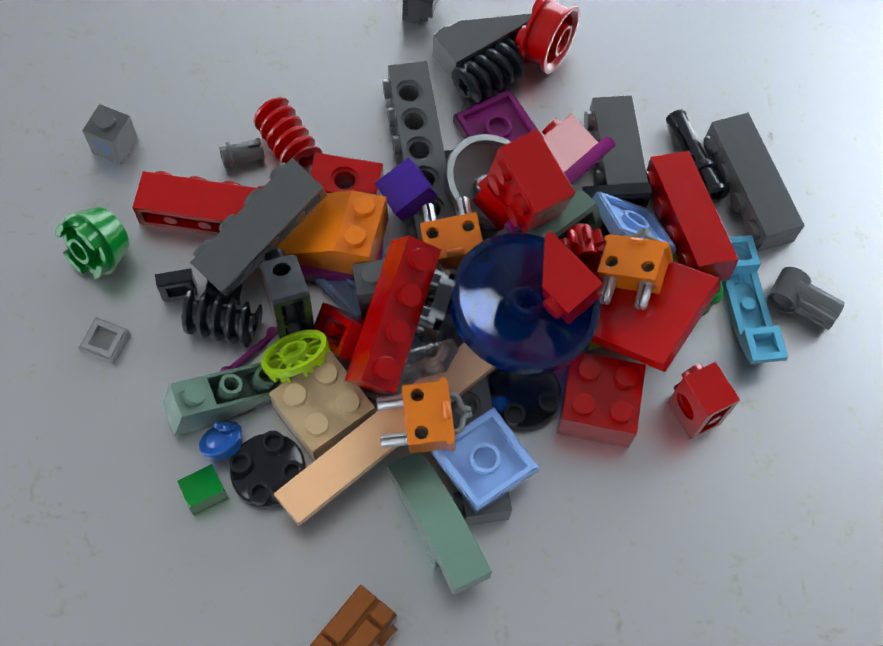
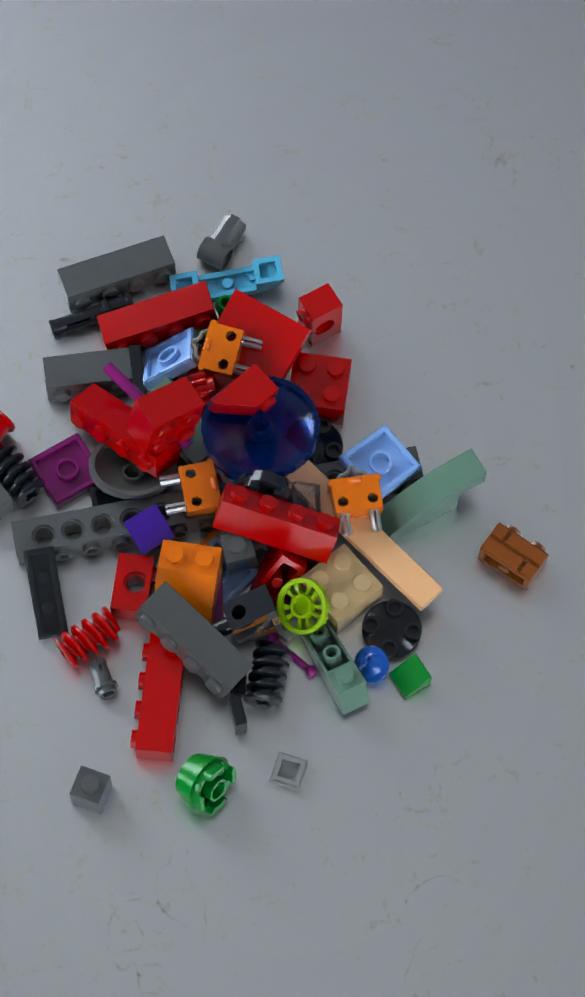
camera: 90 degrees left, 0 degrees up
(345, 96) = (45, 592): none -> black tile

